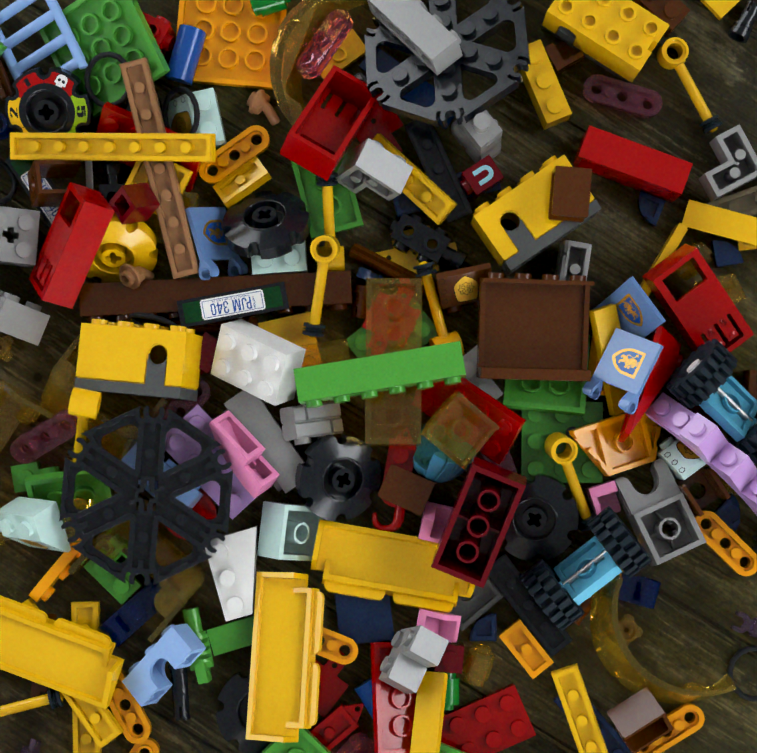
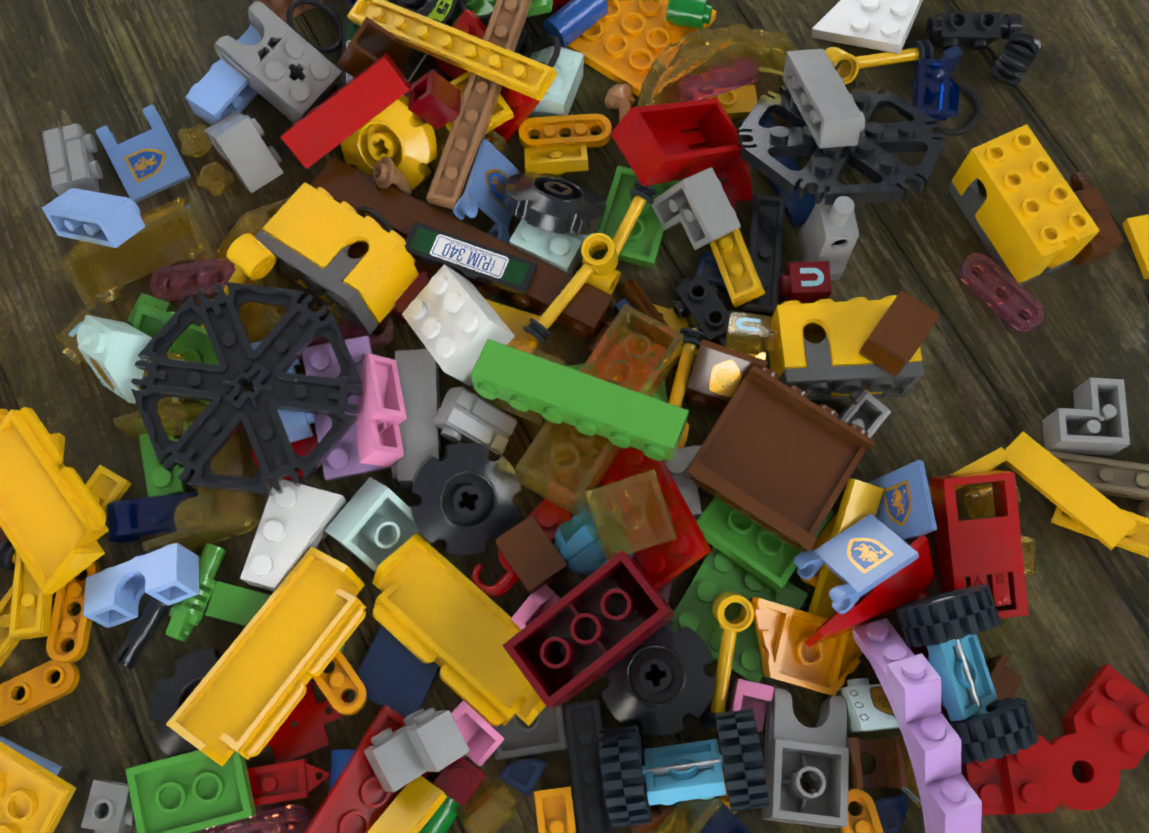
camera: 30 degrees right, 15 degrees down
(59, 570) = (86, 429): light orange plate -> none
(465, 247) = (750, 334): none -> clear yellow brick
(545, 88) = (921, 236): yellow brick -> none
(563, 57) = (954, 223): reddish brown panel -> none
(632, 164) = (982, 359): red piece -> none
(650, 207) = (972, 420): dark blue tile -> none
(710, 123) = (1072, 289): yellow piece -> none
(725, 254) = (1034, 515): dark blue tile -> none

